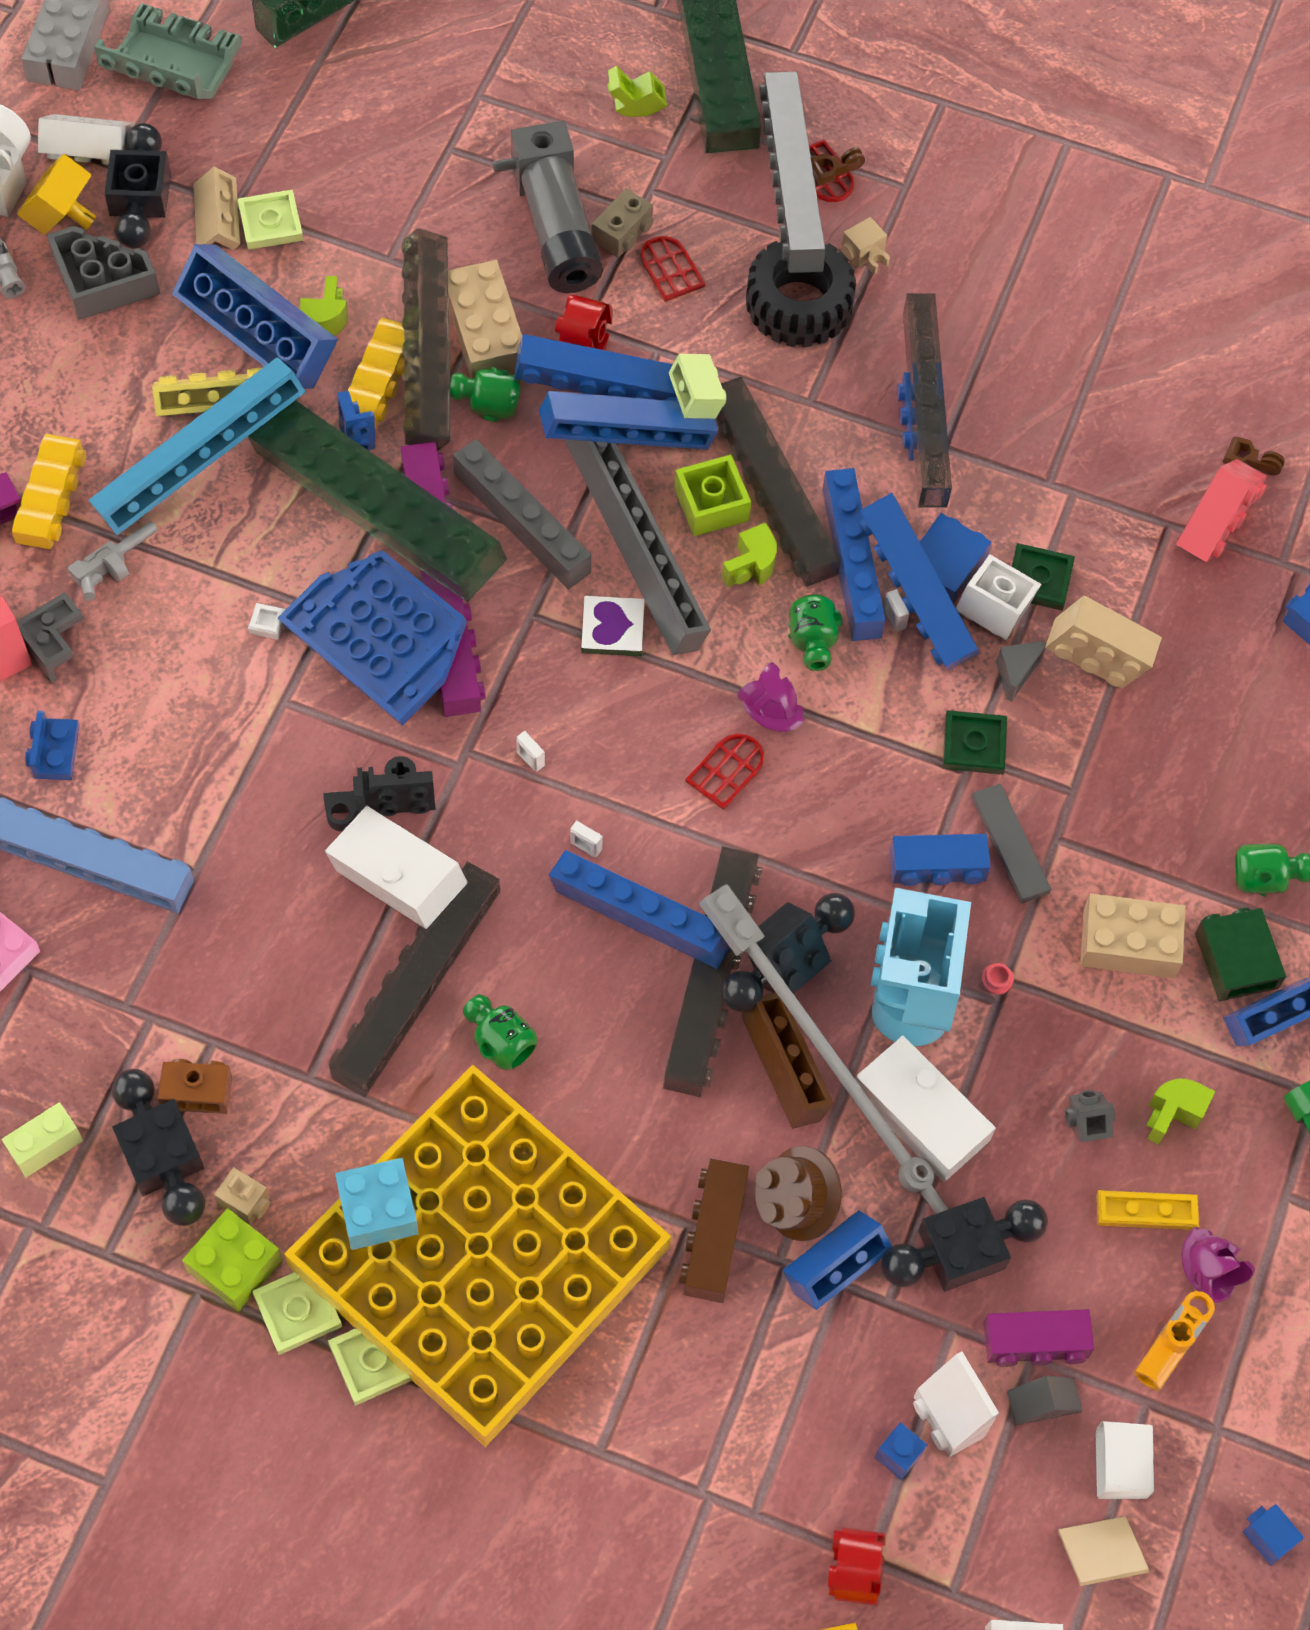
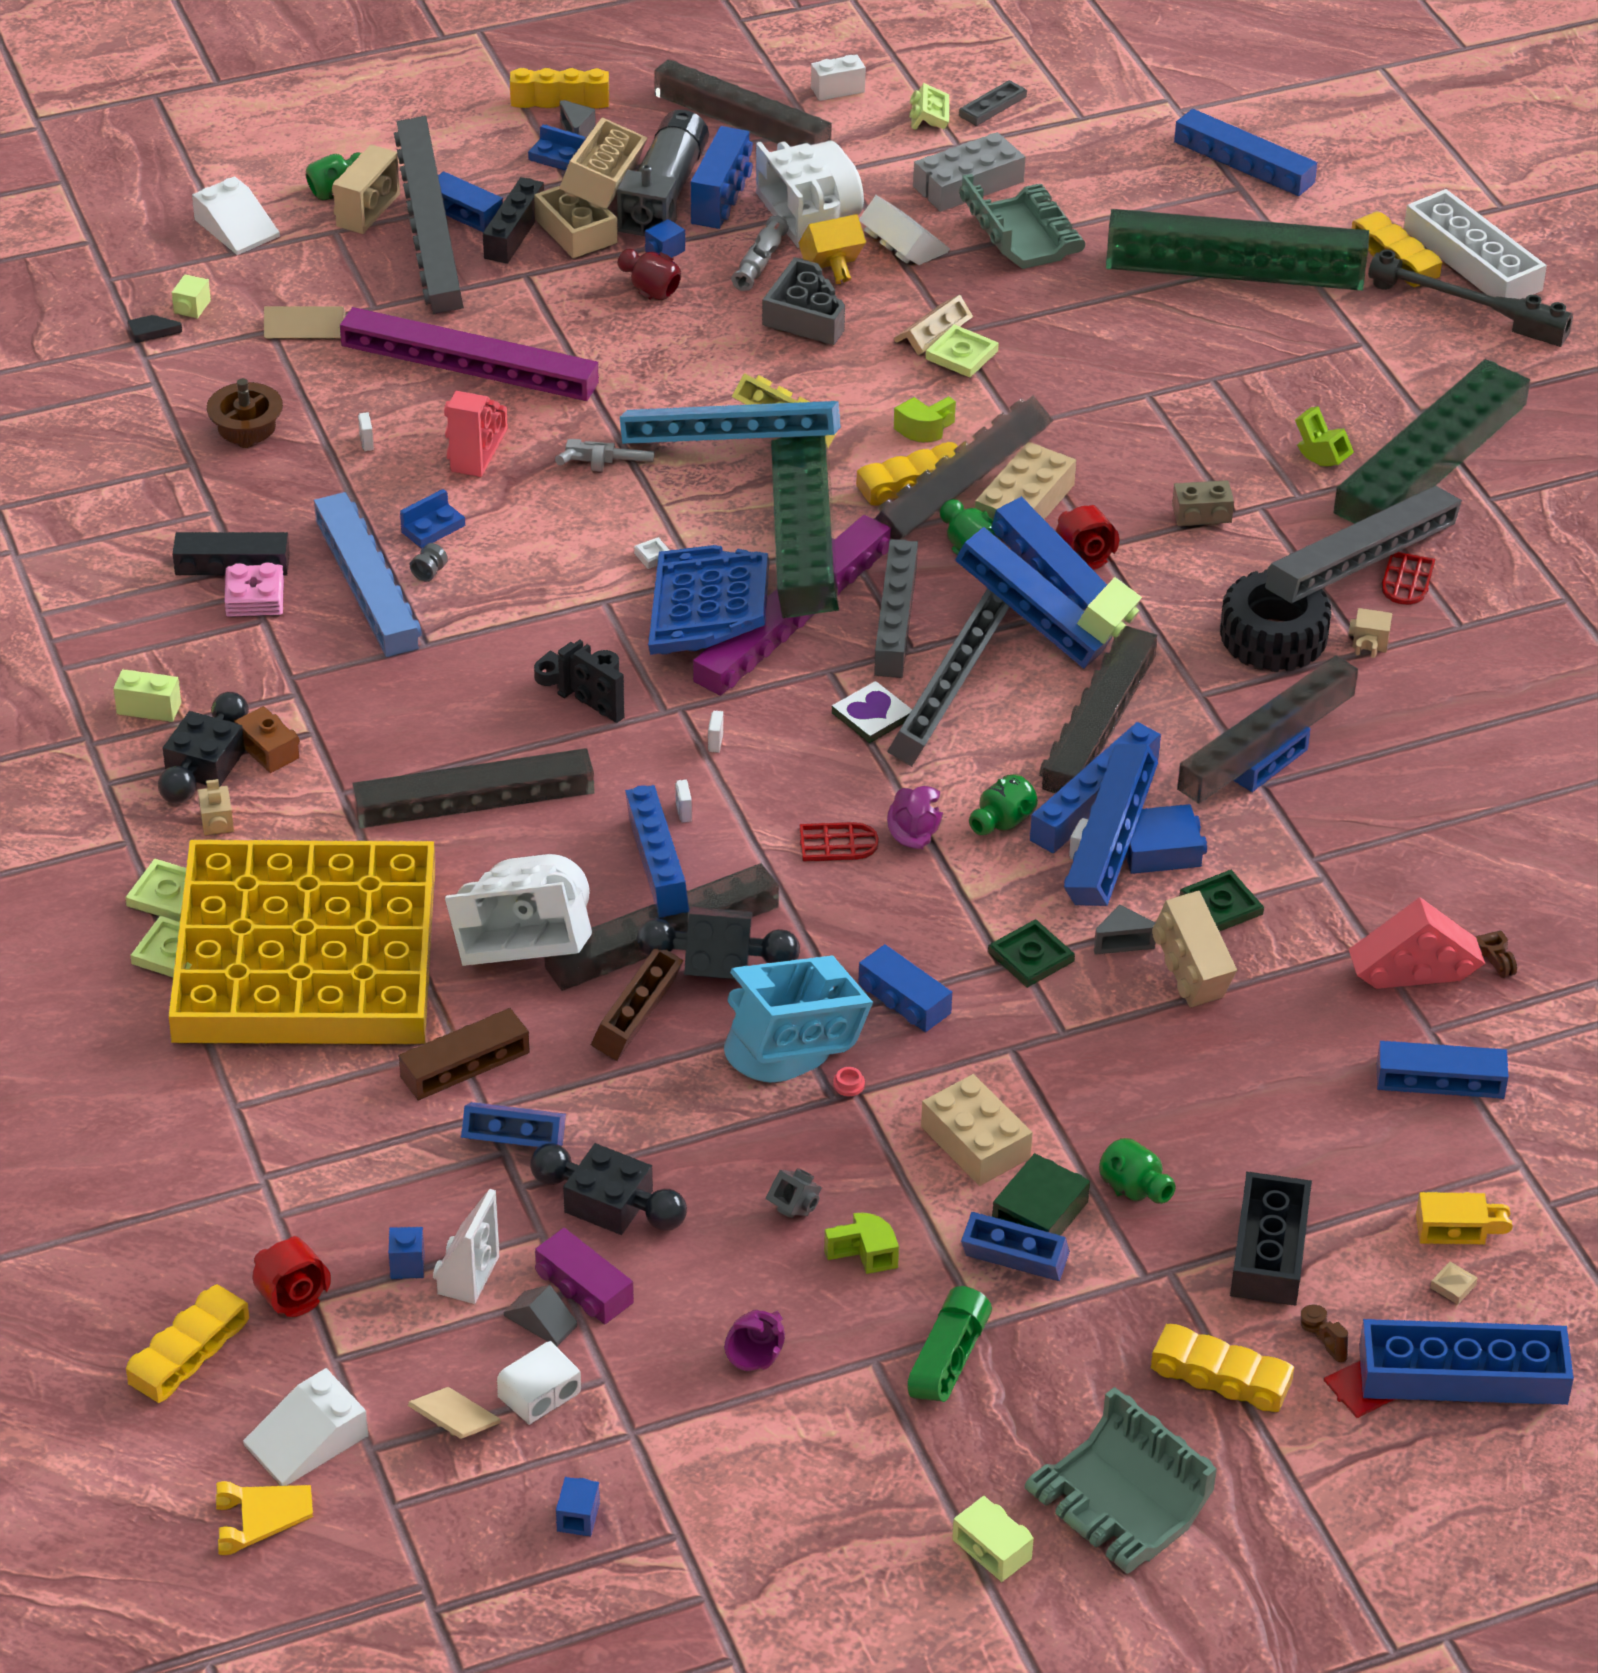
camera: 50 degrees right, 20 degrees down
(42, 633) = (506, 452): dark grey panel -> none
(48, 491) = (616, 392): yellow brick -> none
(106, 791) = (428, 562): none -> dark grey wheel
(137, 185) = (897, 275): black brick -> none
(232, 1259) = (163, 831): lime brick -> none
(253, 313) = (867, 385): blue brick -> none
(354, 424) = (849, 483): blue bracket -> none
(376, 1203) = (271, 850): medium azure brick -> none
(396, 867) = (537, 716): white brick -> none
(500, 1033) = (479, 849): green piece -> none
(545, 173) = (1189, 437): dark grey piece -> none
(627, 1064) = (522, 911): none -> white brick
(669, 254) = (1205, 546): red window -> none
(712, 495) = (1040, 685): lime brick -> none
(743, 935) = (686, 893): light grey bar -> none
(756, 560) = (1023, 745): lime brick -> none
(799, 1193) = (534, 1064): reddish brown piece -> none
(851, 160) = (1434, 579): reddish brown piece -> none
(925, 1108) = (689, 1101): white brick -> none
(997, 597) = (1161, 875): white slope -> none
(1011, 843) = (971, 1023): dark grey tile -> none
(1147, 1210) = (762, 1282): yellow tile -> none
(1174, 1341) = (667, 1344): light orange connector -> none

